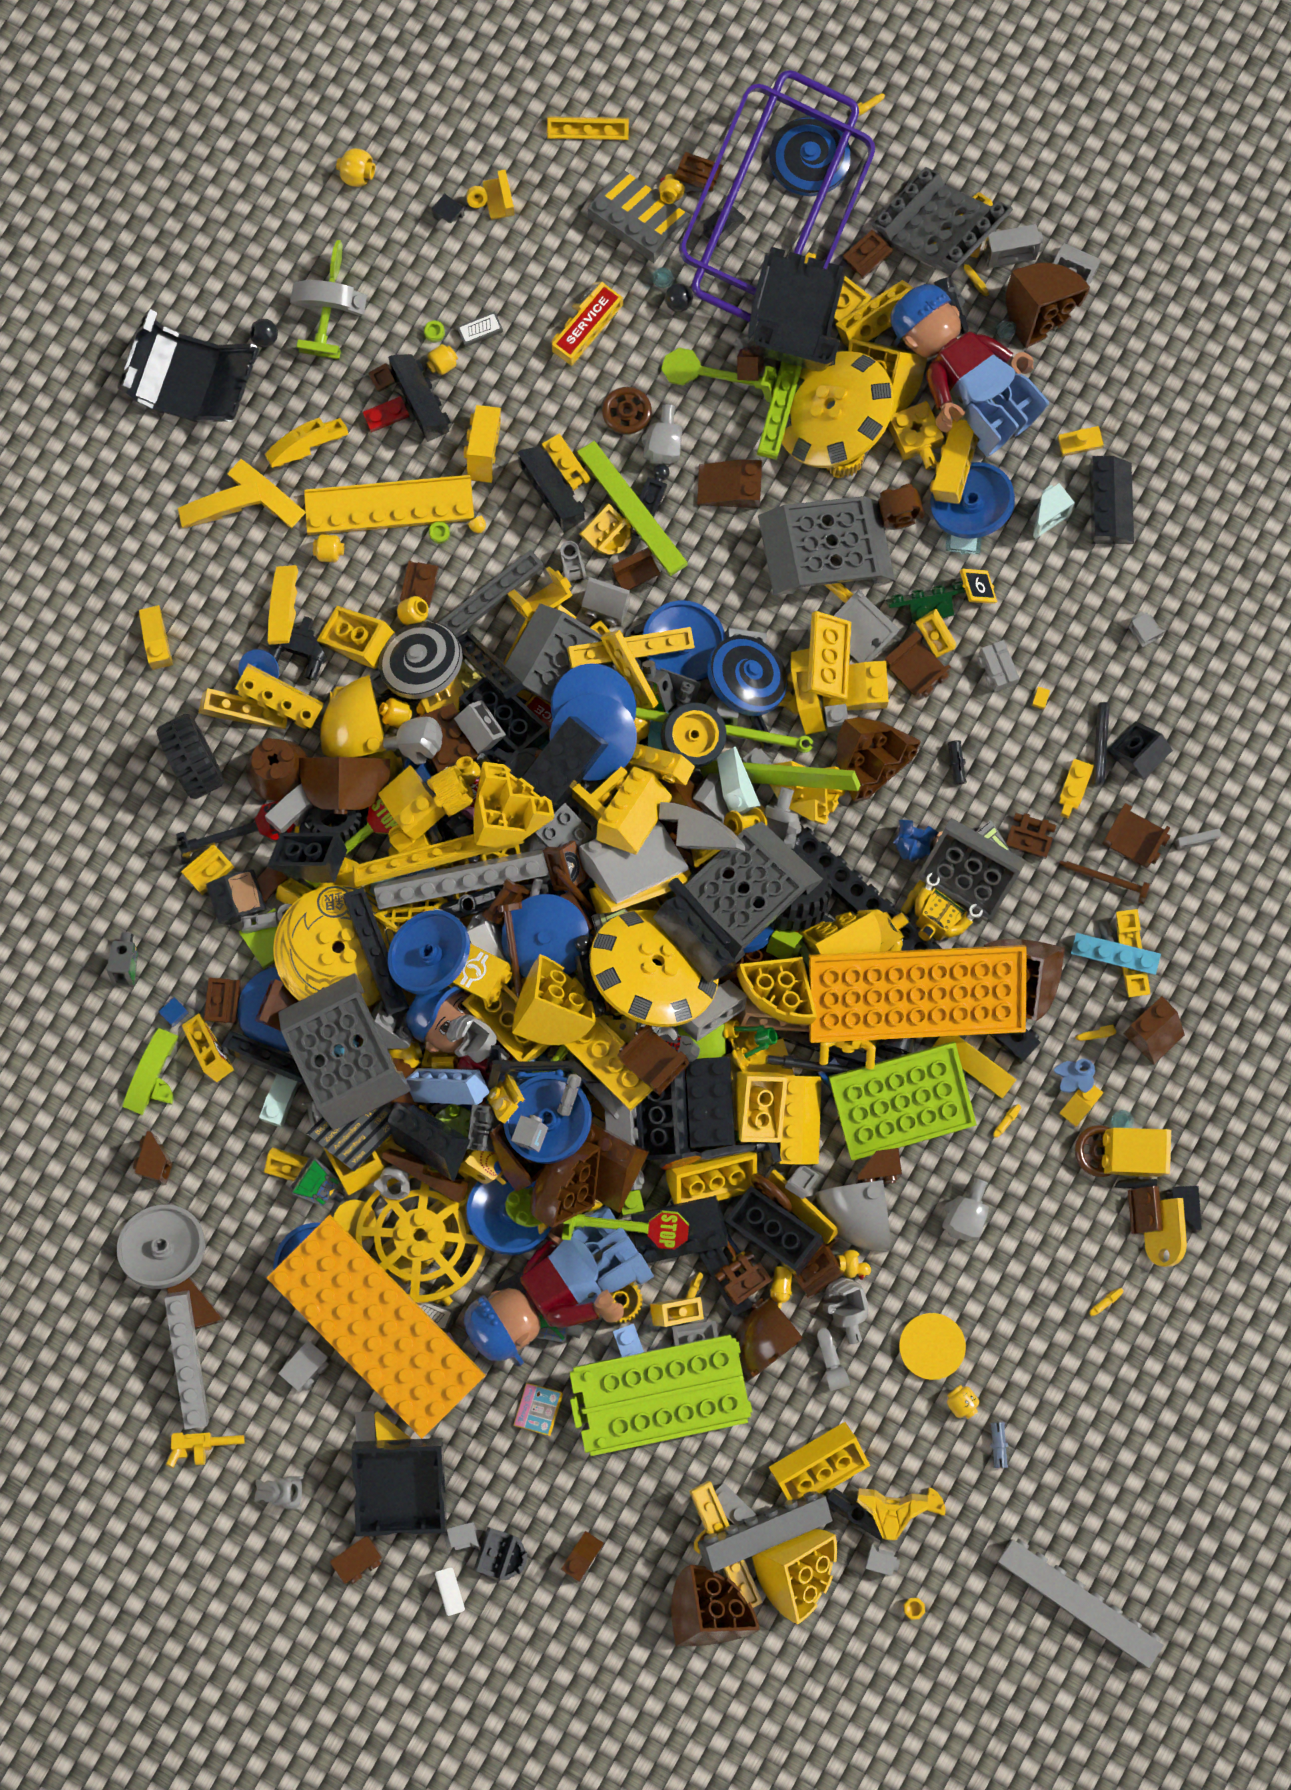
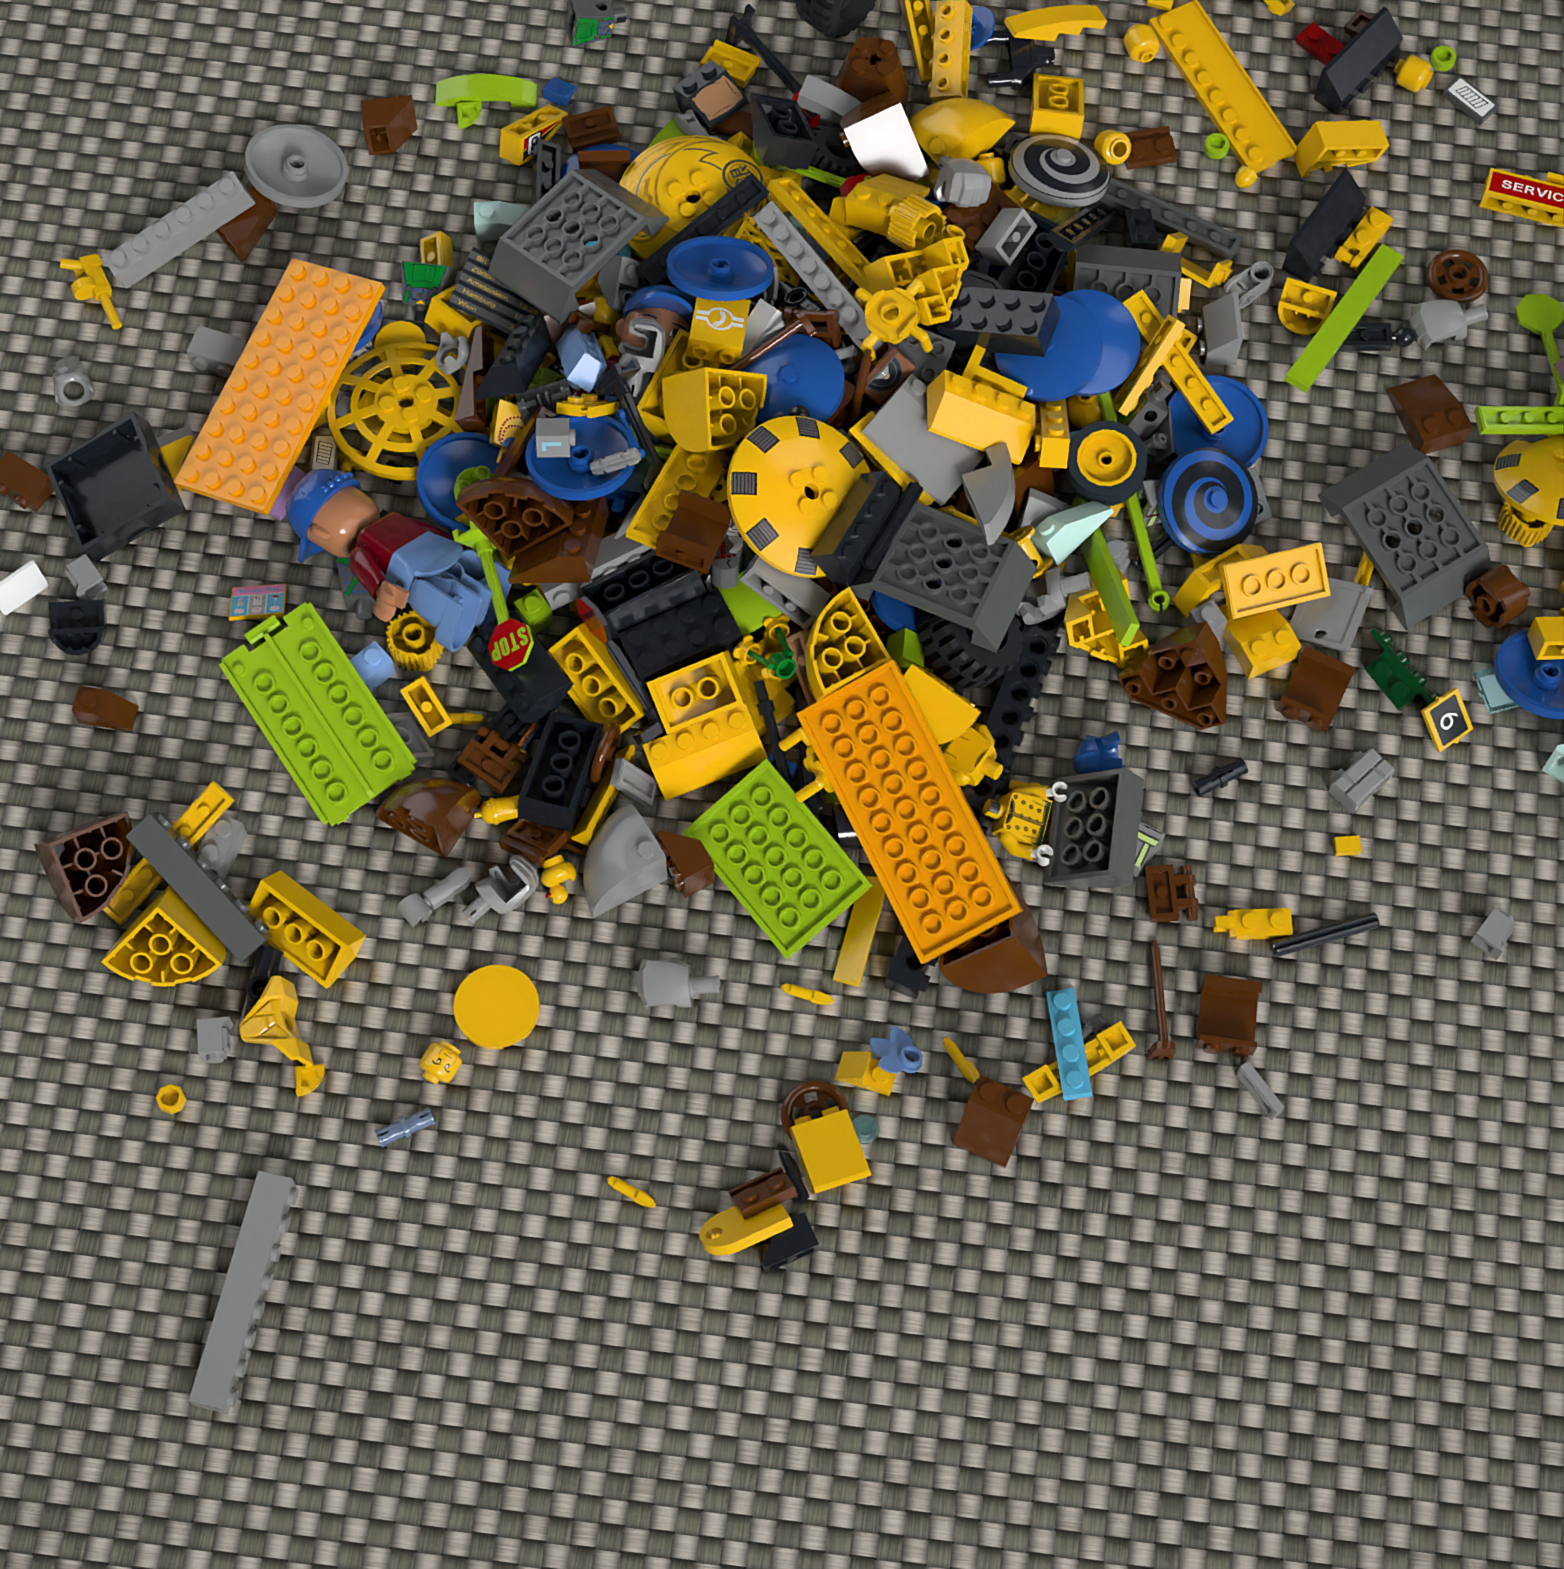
camera: 65 degrees right, 10 degrees down
(416, 1071) = (586, 325): none -> reddish brown bar
(501, 625) = (1139, 229): none -> black brick
(549, 841) = (901, 327): none -> yellow plate
(635, 569) = (1274, 350): reddish brown panel -> none
(936, 633) = (1366, 695): yellow slope -> none
(1140, 749) = (1338, 982): black slope -> none

